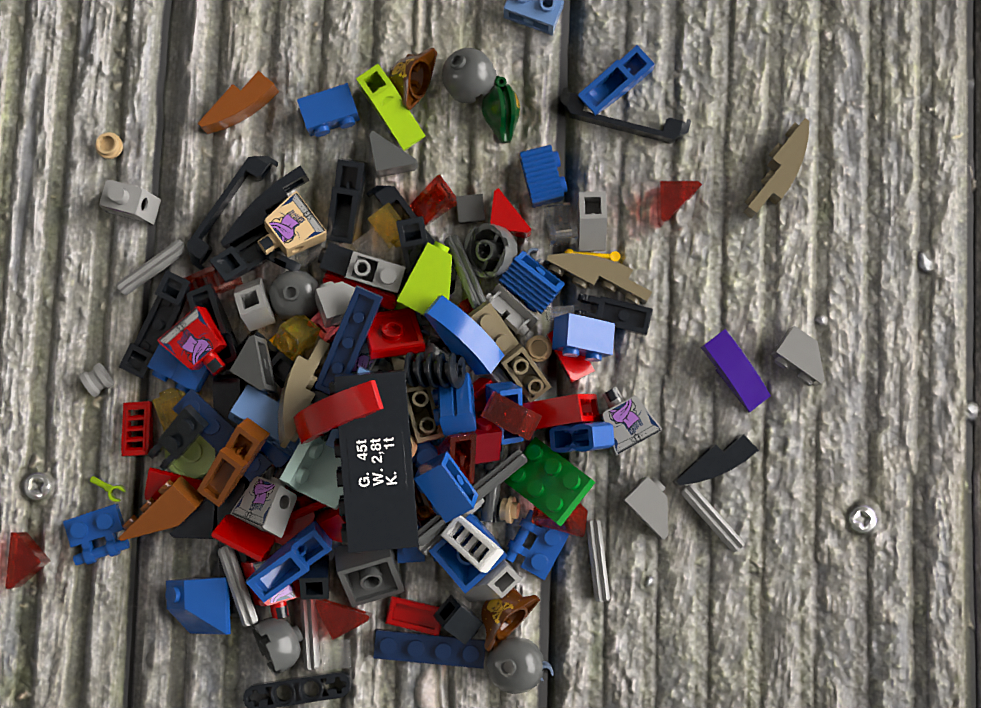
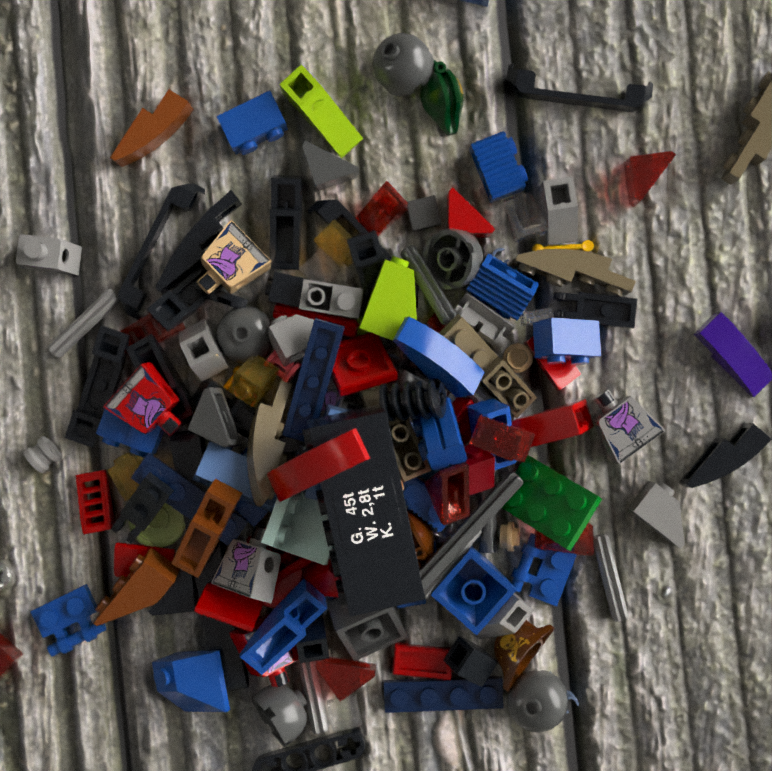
camera: 10 degrees left, 5 degrees up
(108, 488) = (74, 569): lime hand -> none
(109, 145) = (15, 194): tan plate -> none
(237, 586) = (230, 658): light grey axle -> none
(413, 76) = (340, 72): reddish brown hat -> none
(445, 487) = (443, 527): blue brick -> none
(491, 556) = (482, 572): white slope -> none
(581, 437) = (580, 450): blue brick -> none
(617, 80) = (567, 49): blue slope -> none
(712, 518) = (728, 517): light grey axle -> none

